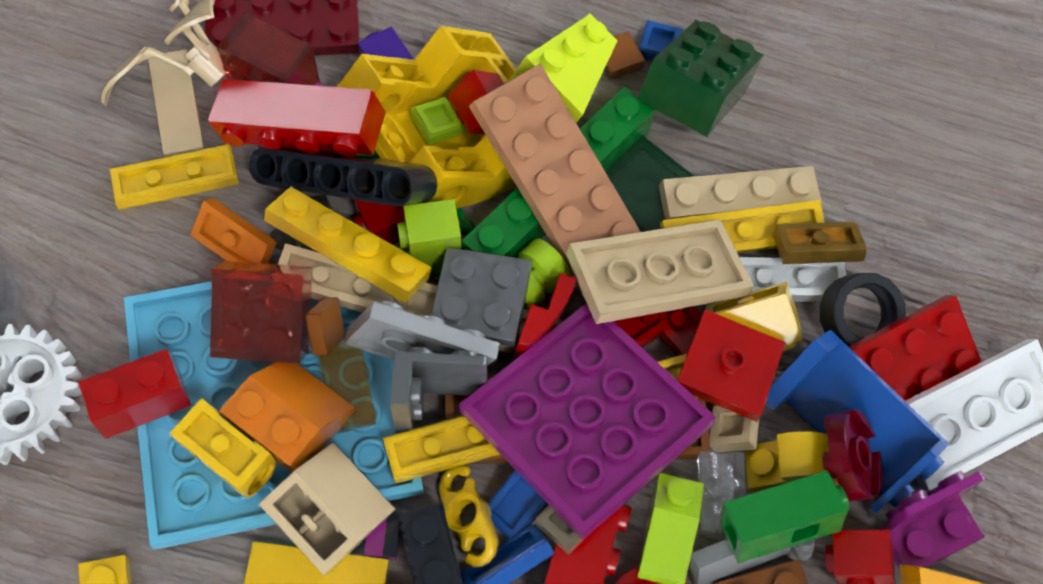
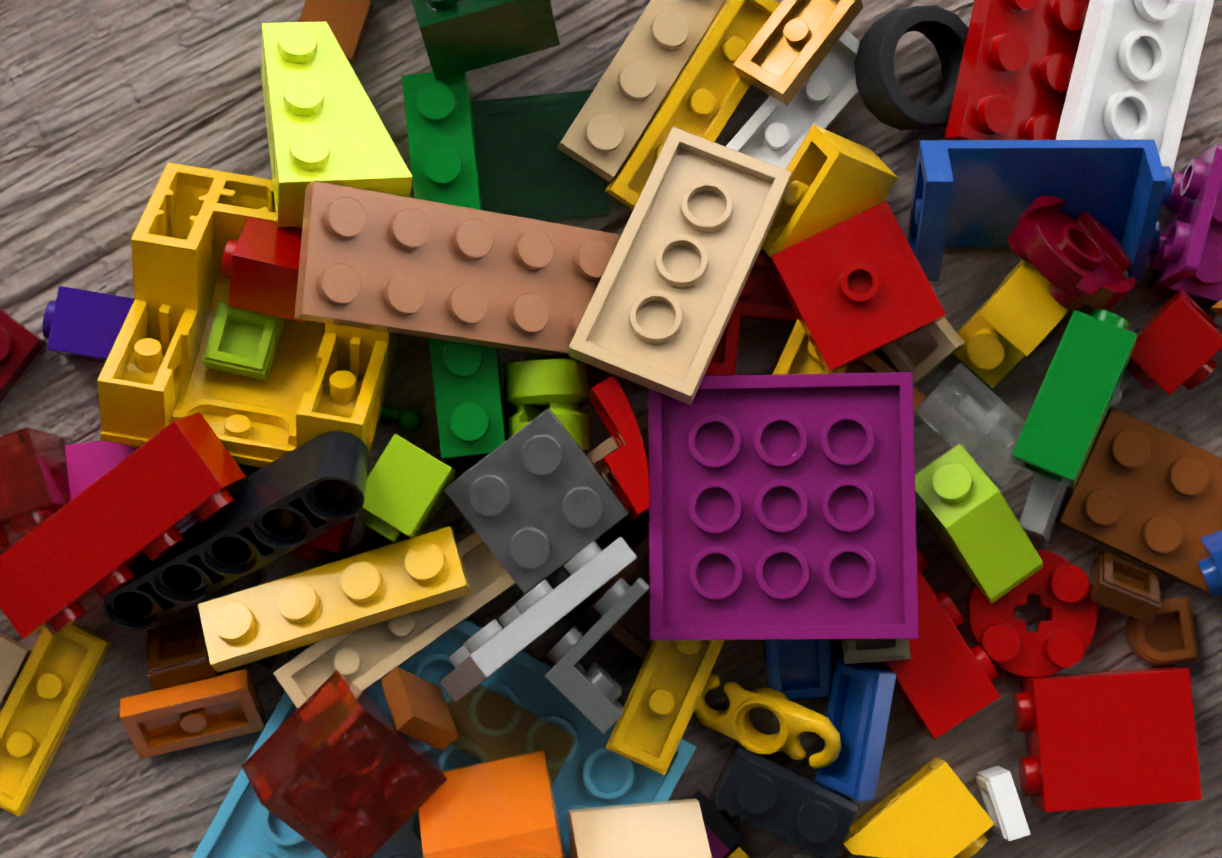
camera: 45 degrees left, 20 degrees up
(252, 209) = (177, 655): none -> reddish brown tile

